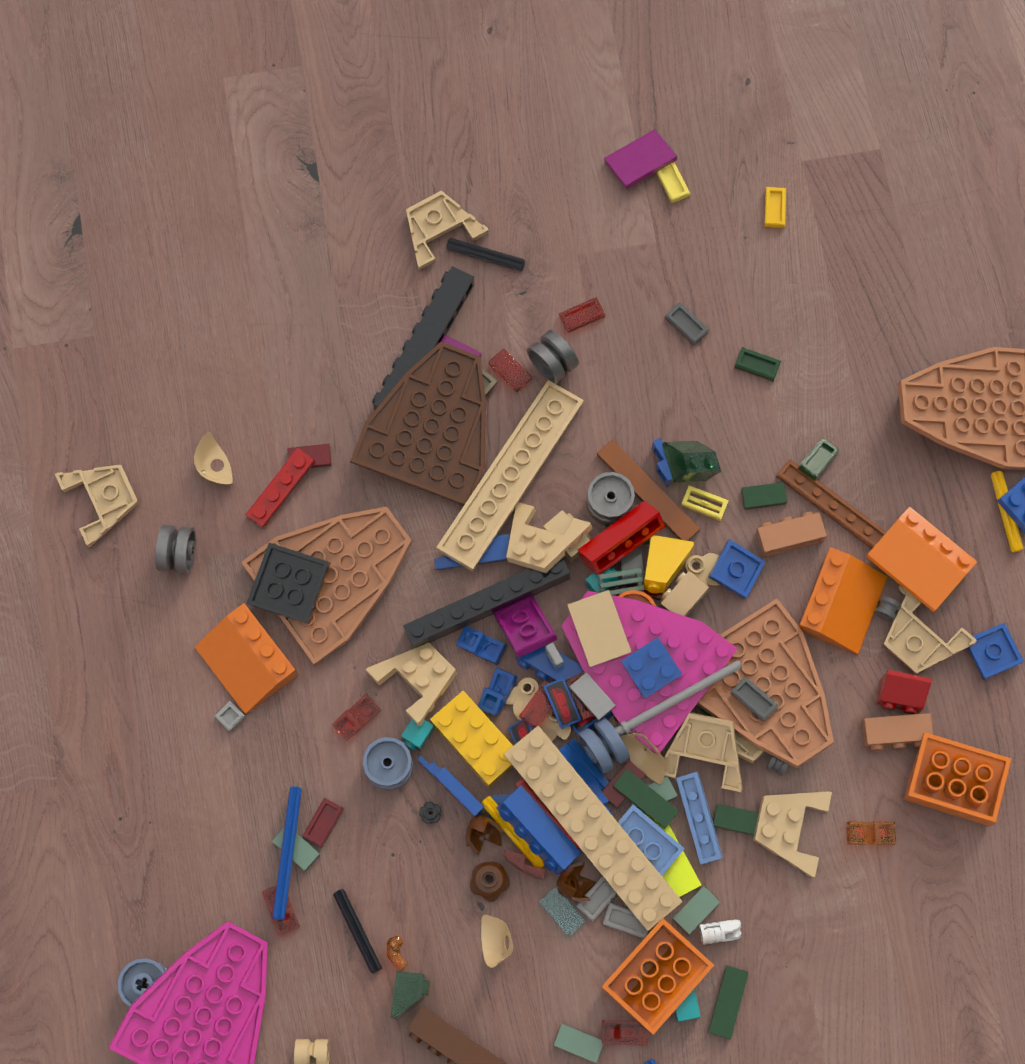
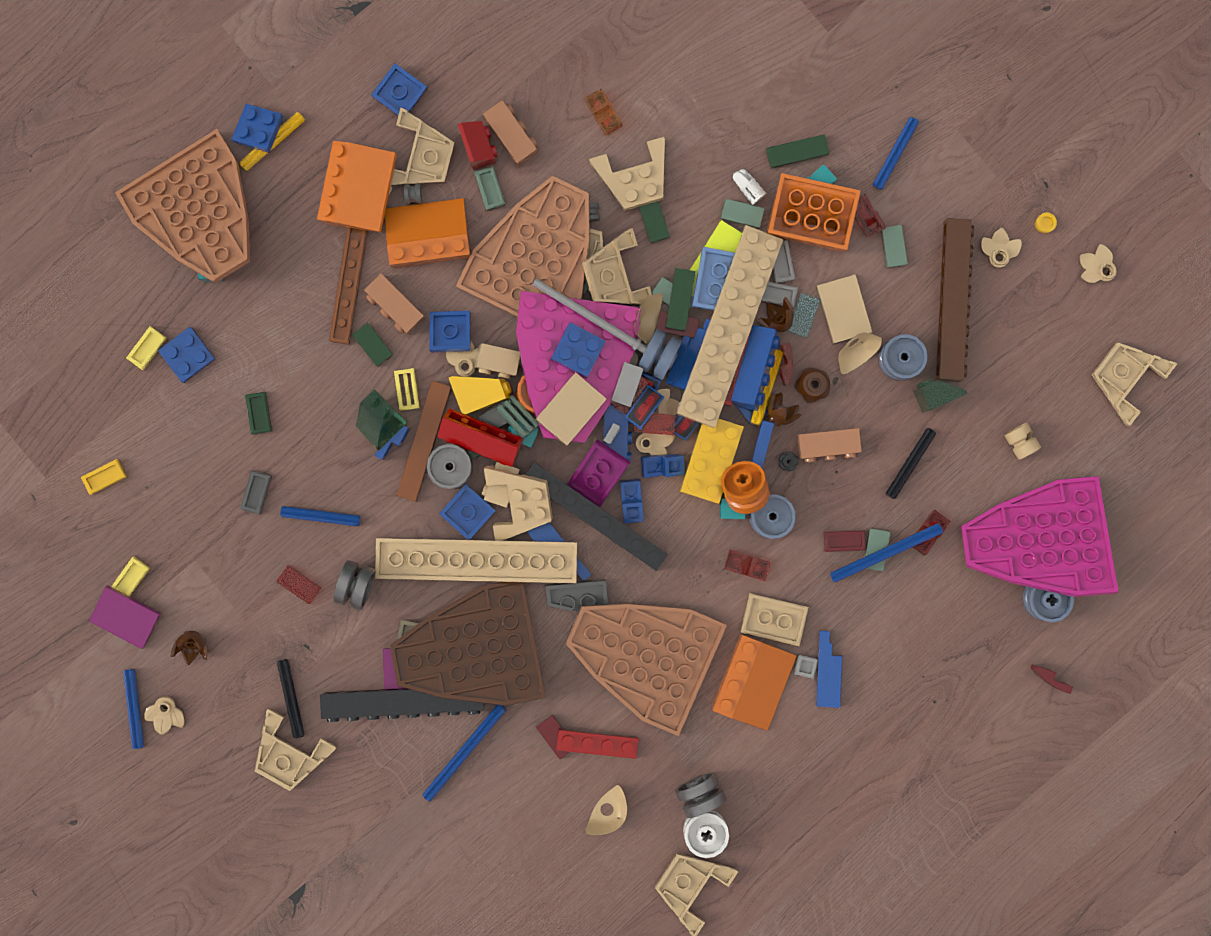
camera: 125 degrees left, 15 degrees up
(74, 939) = (1048, 676): none -> dark red slope
(129, 529) = (710, 844): none -> white wheel
(209, 733) = (828, 674): none -> blue piece
(288, 583) = (675, 685): black plate -> none
(291, 712) = (774, 619): none -> tan tile
(345, 370) = (464, 752): none -> blue axle
(393, 952) = (911, 425): clear orange arm -> none
(423, 548) = (574, 595): none -> dark grey wing
(423, 860) = (829, 444): none -> nougat brick
(424, 671) = (681, 532): tan wing -> none
(430, 749) = (745, 487): none -> orange wheel
(474, 991) = (891, 361): none -> sand blue wheel
(510, 370) = (383, 616): clear red tile -> none
(534, 145) = (164, 718): none -> tan plate
(545, 955) = (843, 308): none -> tan tile
(556, 125) = (133, 708): none -> blue axle
(559, 492) = (467, 512): none -> blue plate
(583, 198) = (190, 645): none -> reddish brown piece
(632, 365) = (320, 516): none -> blue axle
(699, 818) = (670, 250): medium blue plate -> none
(754, 699) = (553, 256): dark grey tile -> none
(818, 459) = (315, 317): tile -> none
(846, 332) = (186, 354): none -> blue plate
(854, 683) = (489, 188): none -> sand green tile
(871, 302) = (146, 348): none -> light yellow tile
(957, 779) = (523, 65): orange slope -> none

